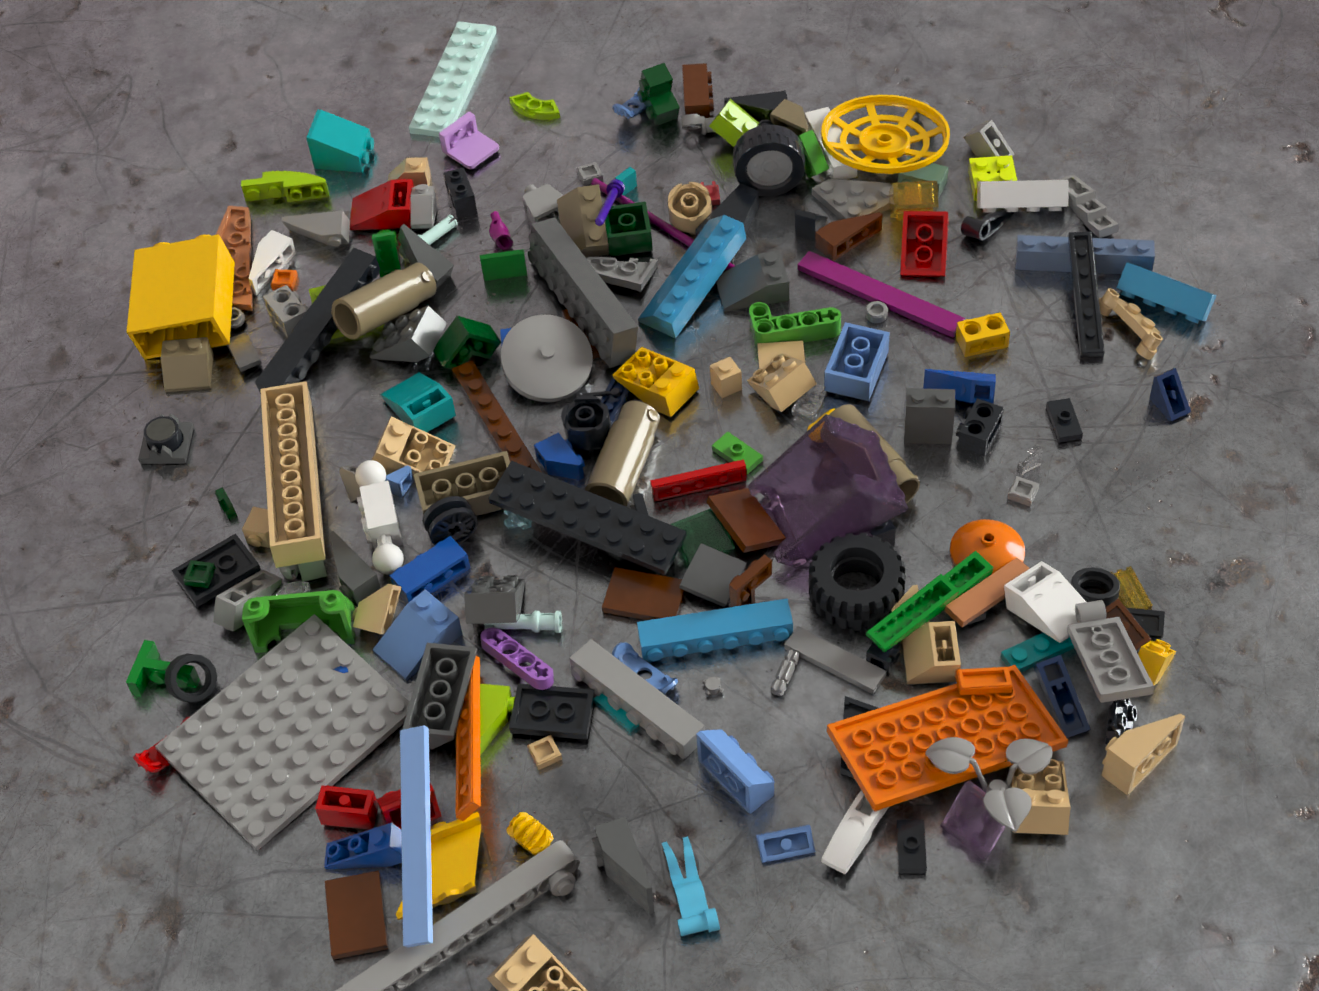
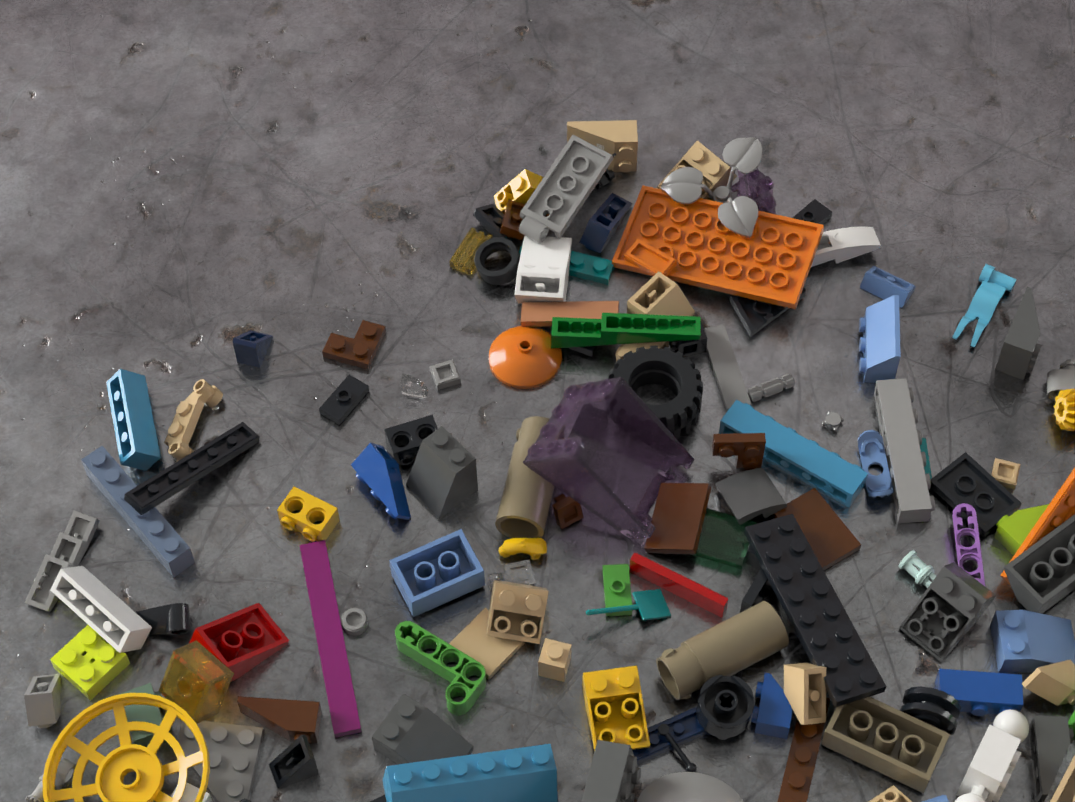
camera: 140 degrees left, 5 degrees up
(543, 462) = (806, 692): none -> tan slope
(707, 457) = (649, 602): none -> teal piece
(1104, 458) = (356, 351): none -> reddish brown plate

